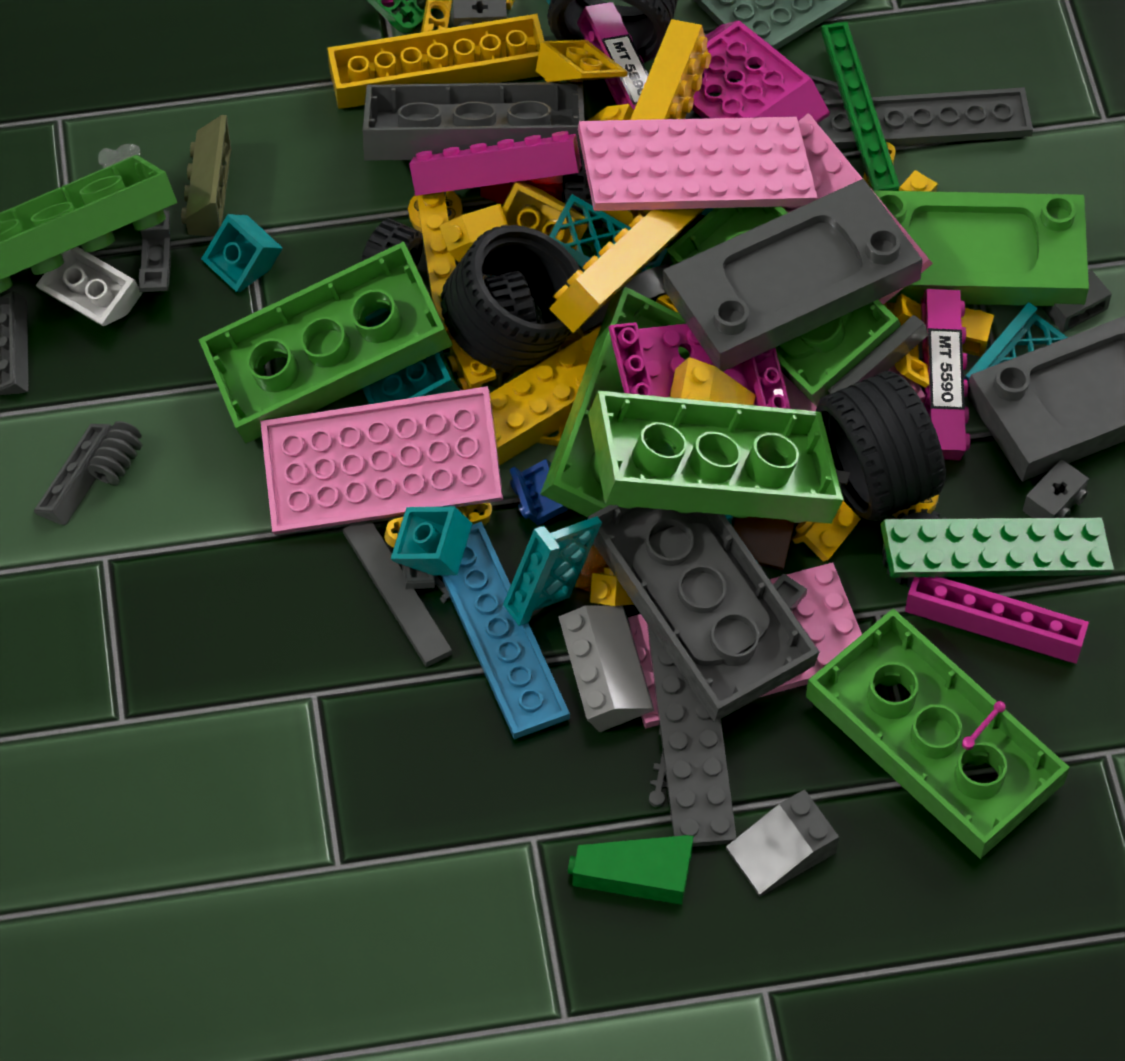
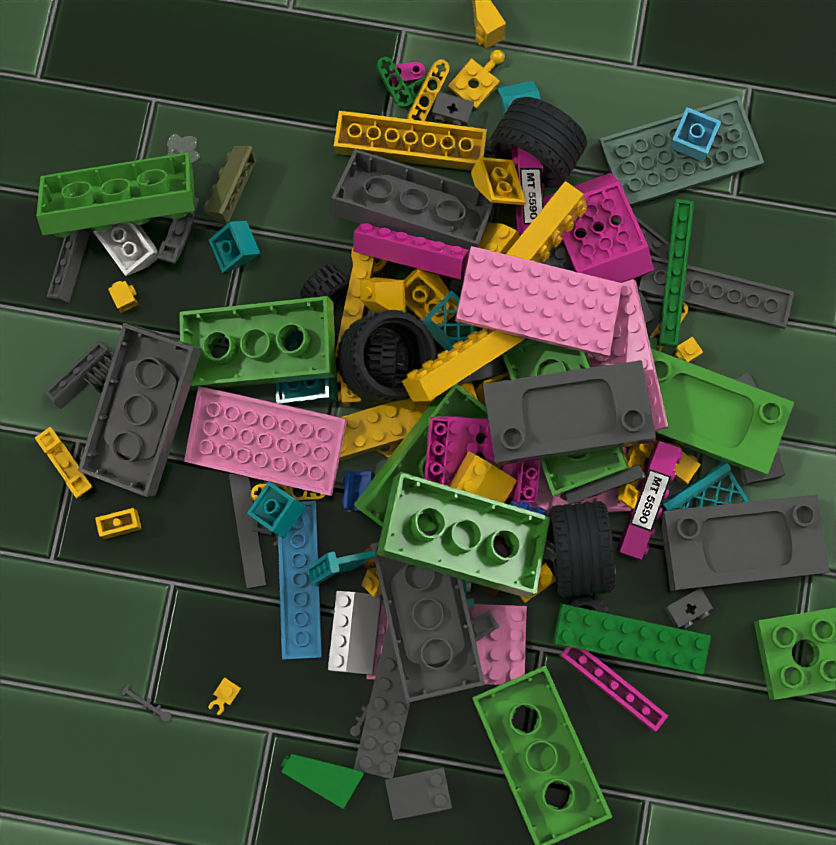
camera: 20 degrees right, 20 degrees up
(94, 586) = (64, 462): none -> yellow slope
(106, 356) = (123, 296): none -> yellow brick
(188, 470) = (139, 409): none -> dark grey piece
(207, 633) = (118, 523): none -> yellow brick
(370, 868) = (165, 716): none -> dark grey piece
(447, 809) = (226, 693): none -> yellow plate
(969, 741) = (555, 778): dark pink hinge -> none

